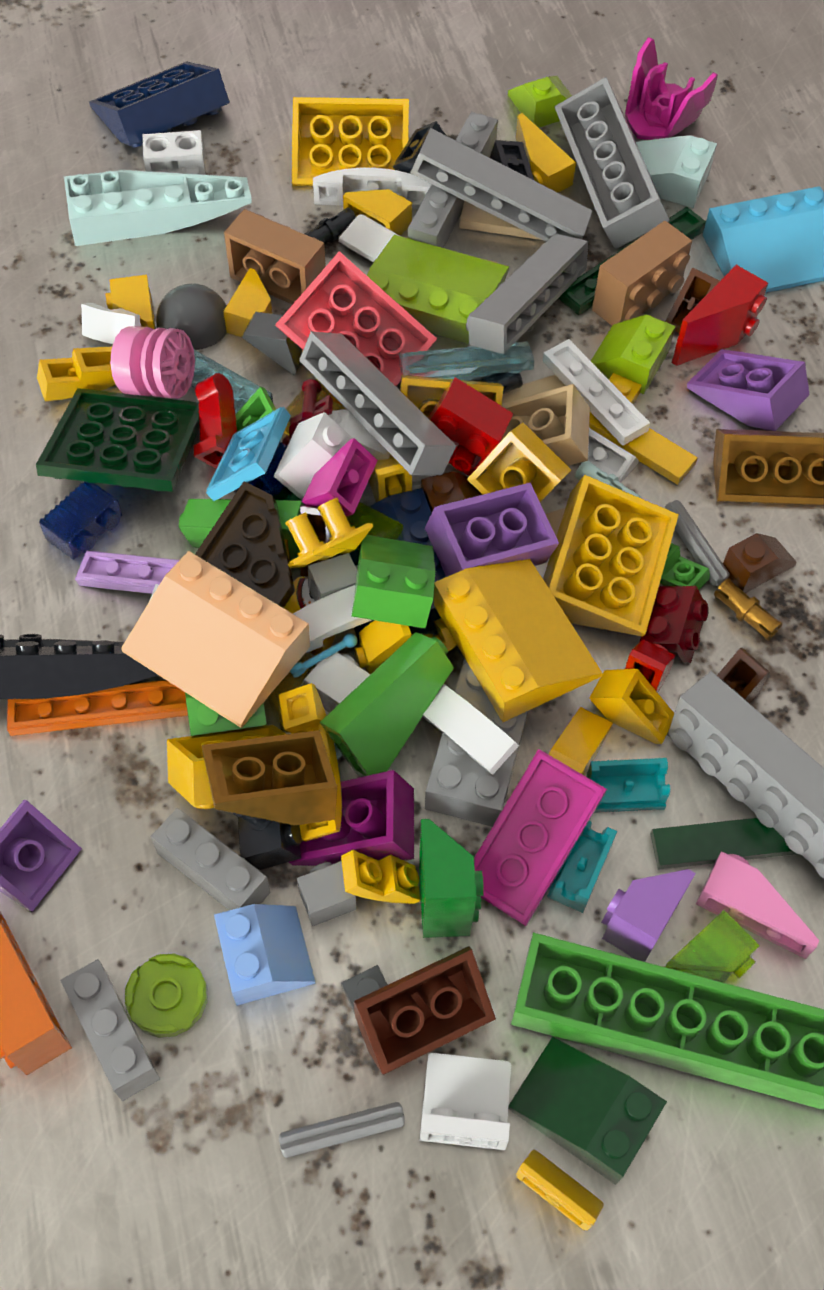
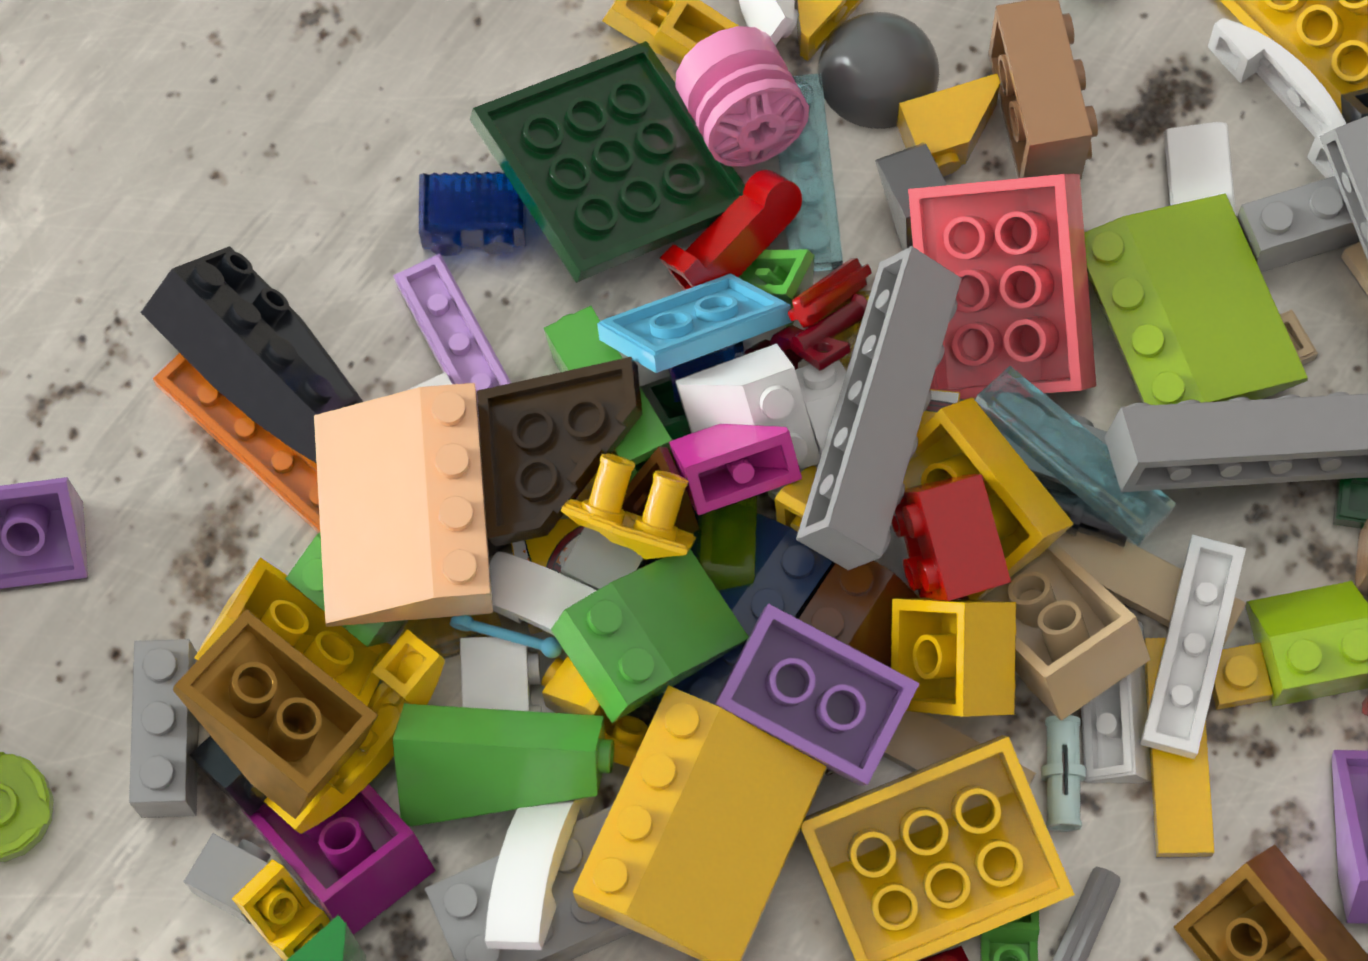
camera: 55 degrees right, 10 degrees up
(263, 951) = (115, 866): light blue slope -> none
(288, 398) = (829, 292): none -> red axle
(330, 229) = (1167, 104): black pin -> none
(381, 206) = (1259, 143): yellow slope -> none

